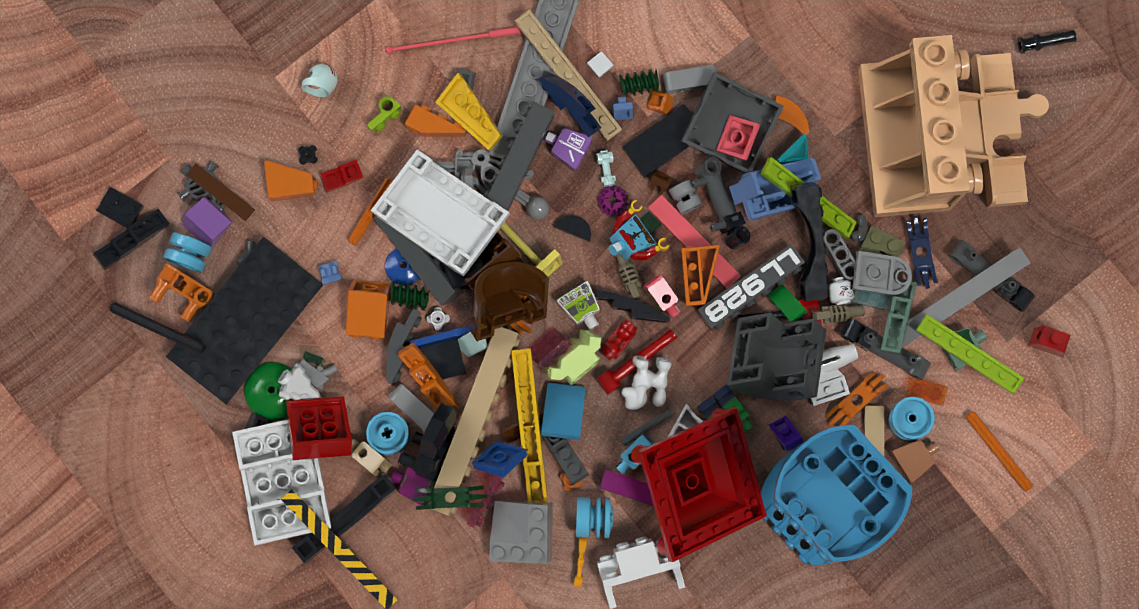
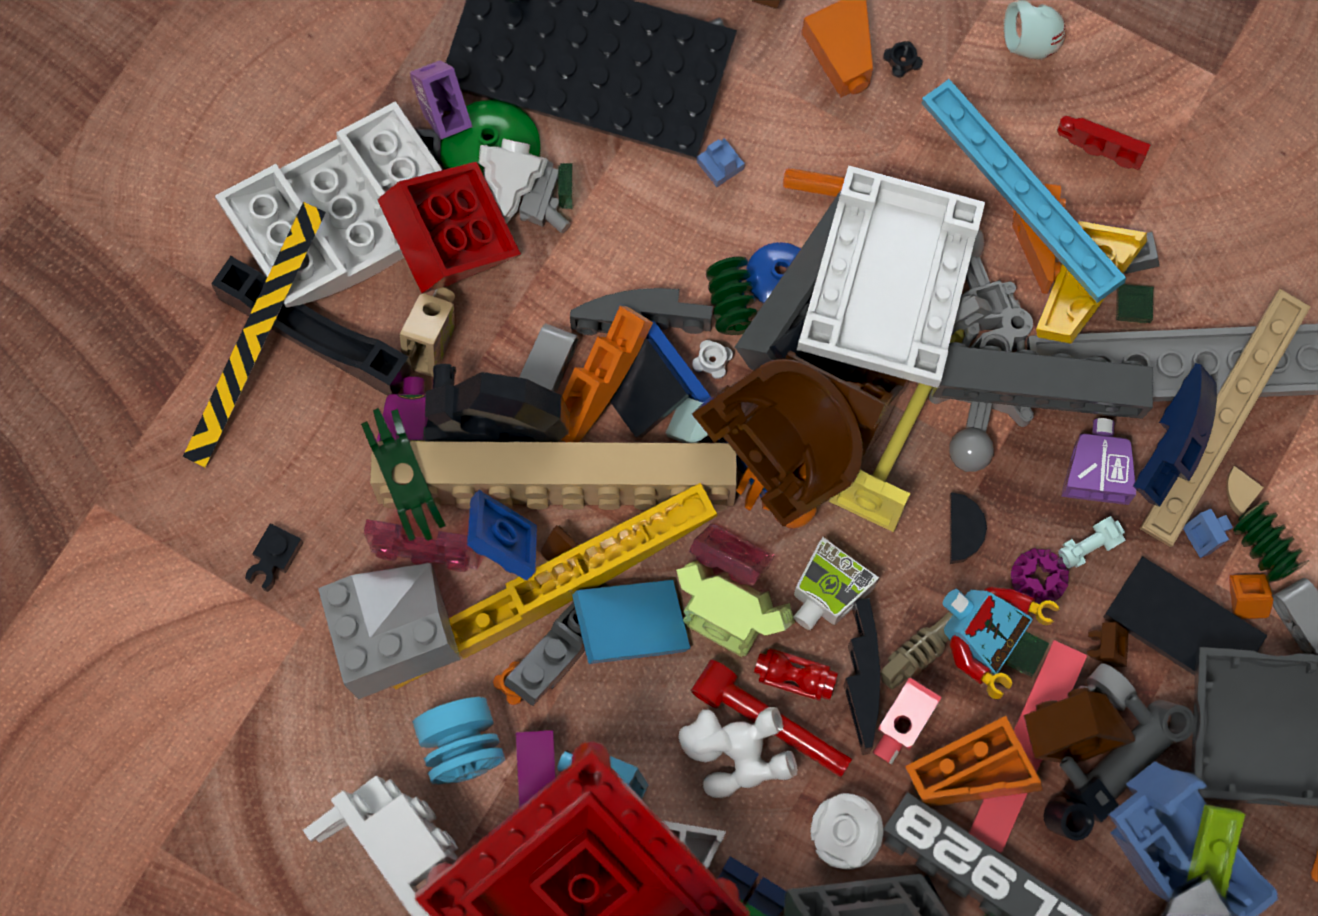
camera: 70 degrees right, 10 degrees down
(232, 407) = (439, 92): none -> medium lavender torso
(341, 176) = (888, 123): red slope -> none
(368, 309) = (681, 237): orange slope -> none
(380, 121) = (1042, 138): lime plate -> none
(388, 422) = (482, 340): medium azure wheel -> none
(396, 71) = (1104, 141): none -> red hinge
(411, 125) = (1023, 191): none -> medium azure plate
(457, 578) = (275, 552): none -> black plate
(489, 93) = (1134, 303): none -> clear green tile
(492, 34) = (1237, 270): coral piece -> none
(582, 547) = (403, 745): light orange piece -> none
(600, 64) = (1269, 467): white tile -> none
(607, 83) = (1241, 490): none -> tan tile
(646, 427) = (661, 783): dark grey bar -> none
(698, 216) = (1076, 727): none -> reddish brown slope
(705, 345) = (847, 831): none -> white tile
(738, 138) = (1251, 750): coral slope -> none
(796, 152) = (1273, 866): teal slope -> none

